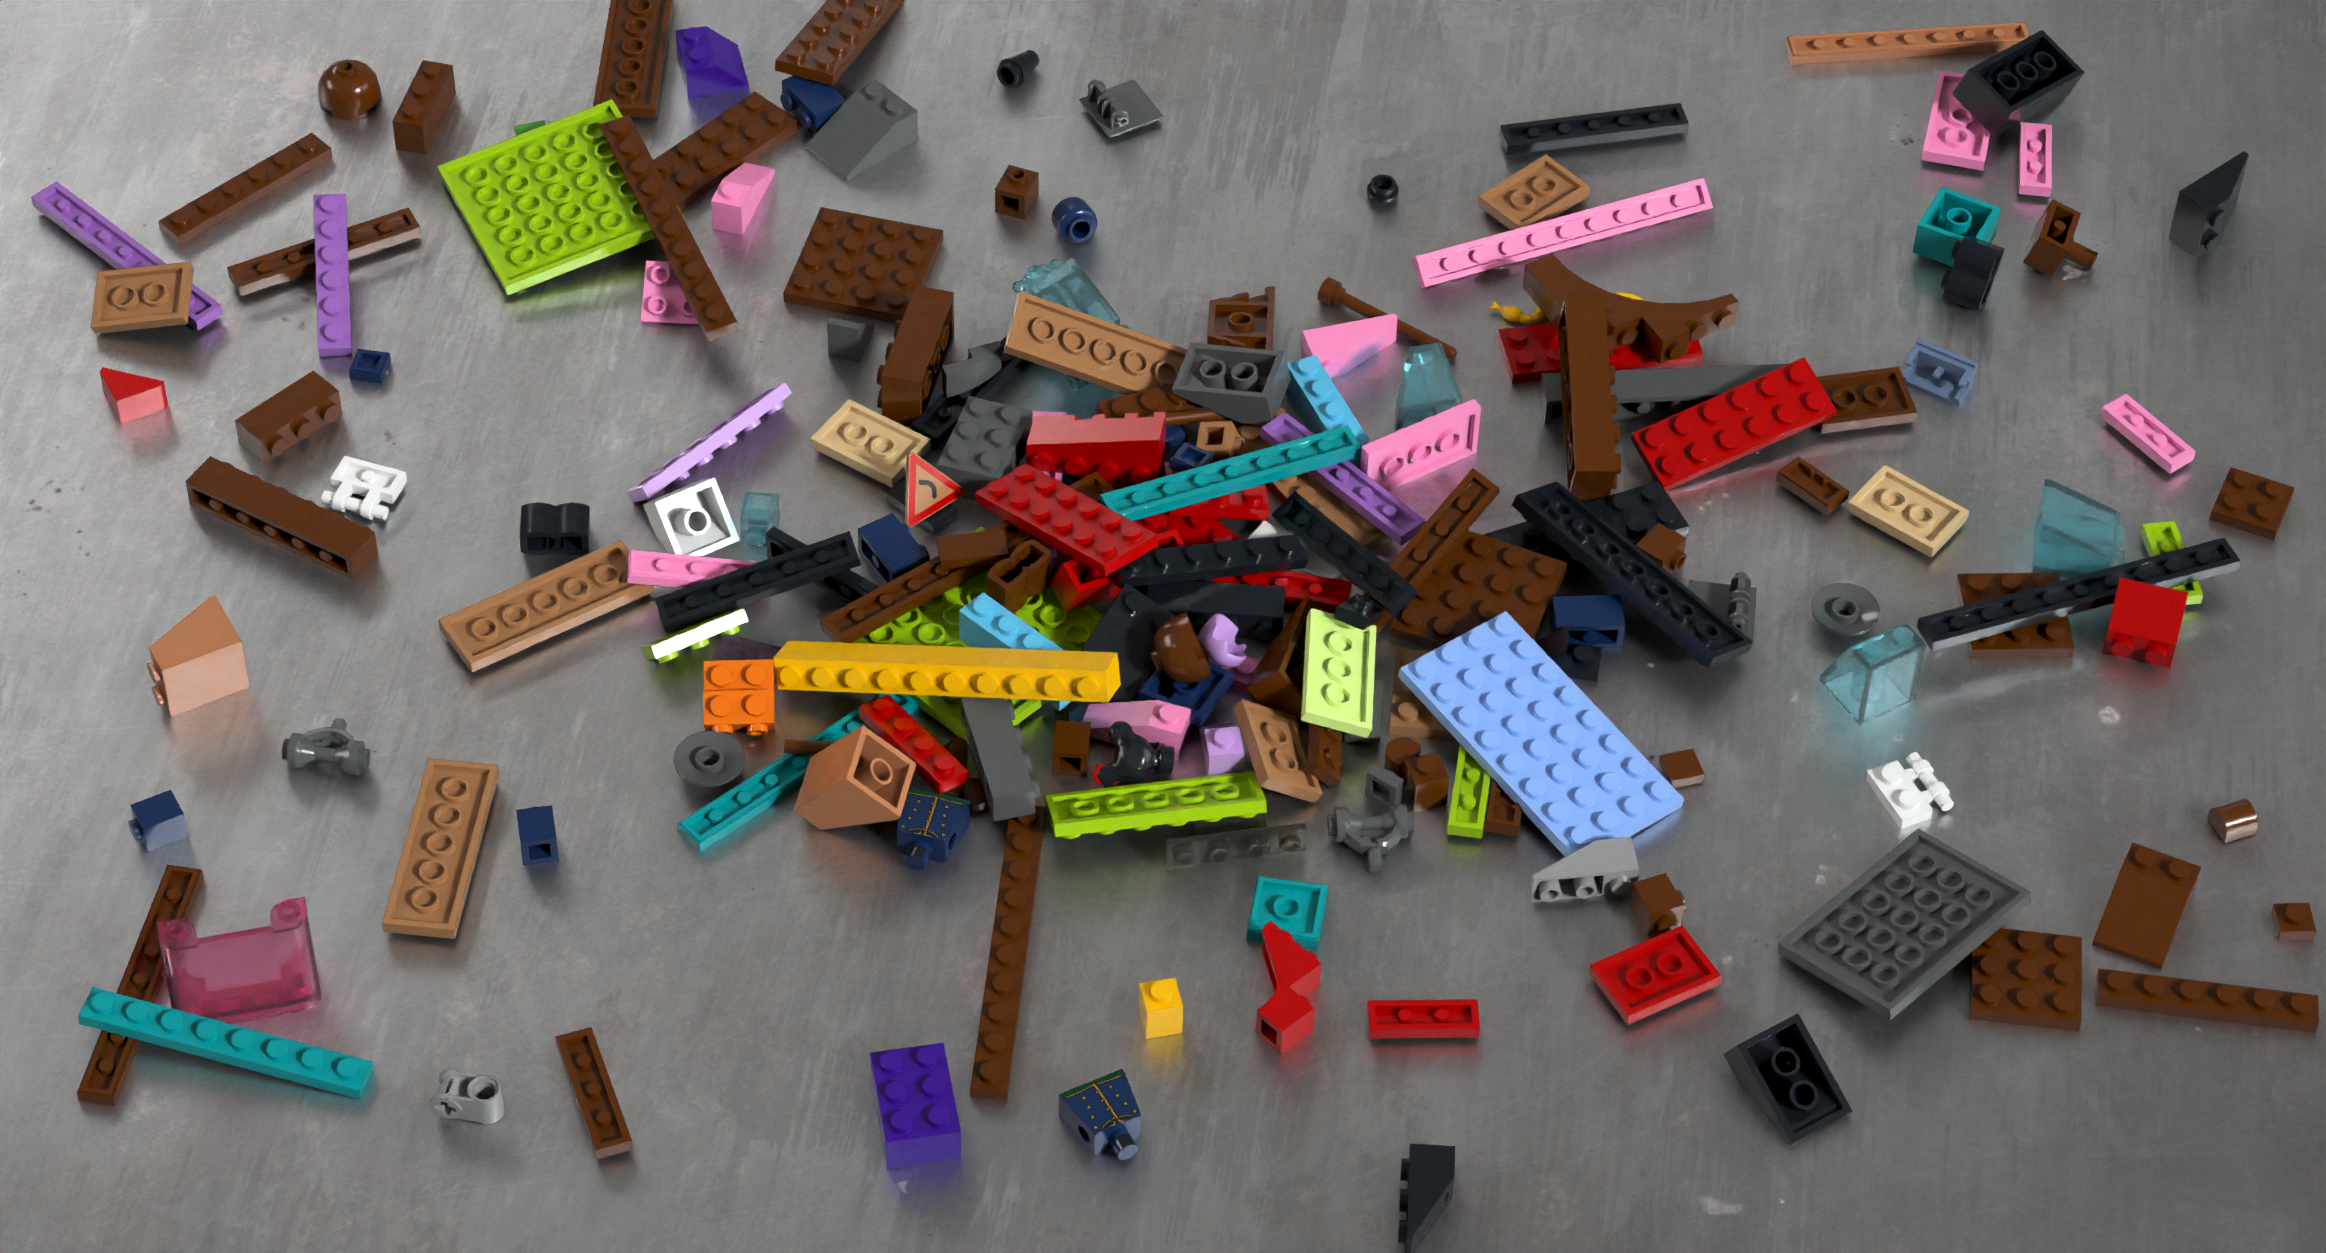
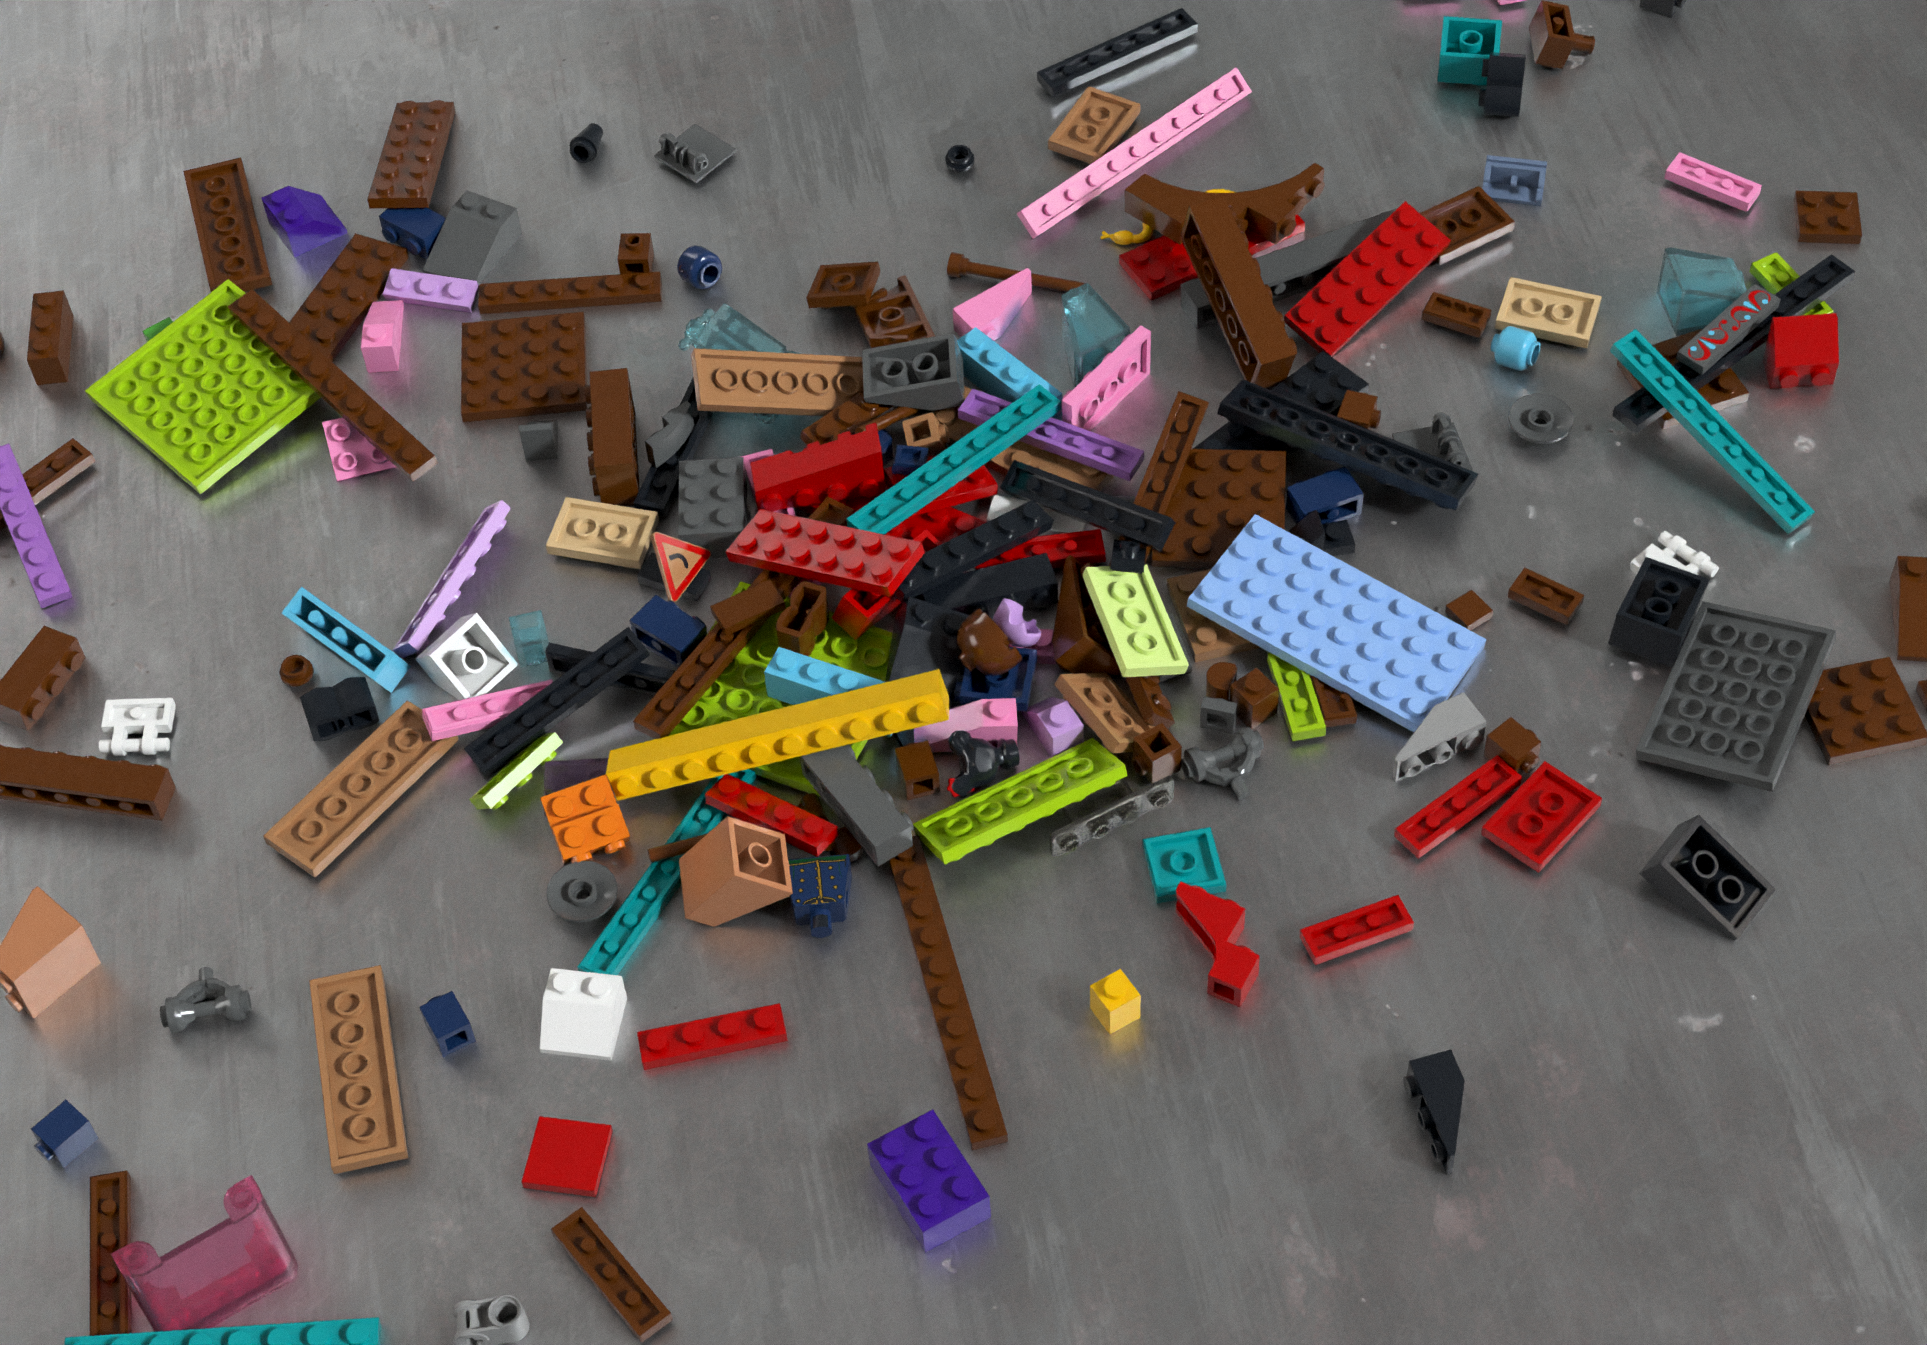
camera: 15 degrees left, 5 degrees up
(369, 366) = (94, 603): dark blue tile -> none
(529, 482) = (296, 670): none -> reddish brown plate
(586, 467) = (346, 639): none -> medium azure brick
(598, 983) = (567, 1156): none -> red tile
(663, 864) = (582, 1014): none -> white slope
(775, 923) = (712, 1036): none -> red plate
(805, 167) = (431, 290): none -> lavender plate
(939, 208) = (570, 292): none -> reddish brown plate
(1103, 1115) = (1110, 1128): dark blue torso -> none
(1207, 278) = (843, 285): none -> reddish brown plate
(1304, 801) = (1156, 754): none -> reddish brown brick
(1577, 940) = (1457, 806): none -> red plate
(1764, 777) = (1545, 596): none -> reddish brown plate
(1854, 535) = (1515, 348): none -> medium azure head
(1865, 822) = (1658, 611): none -> black slope
(1877, 673) = (1601, 469): clear light blue slope -> none
(2006, 670) = (1712, 431): none -> teal plate
(2074, 577) = (1728, 329): none -> dark grey tile

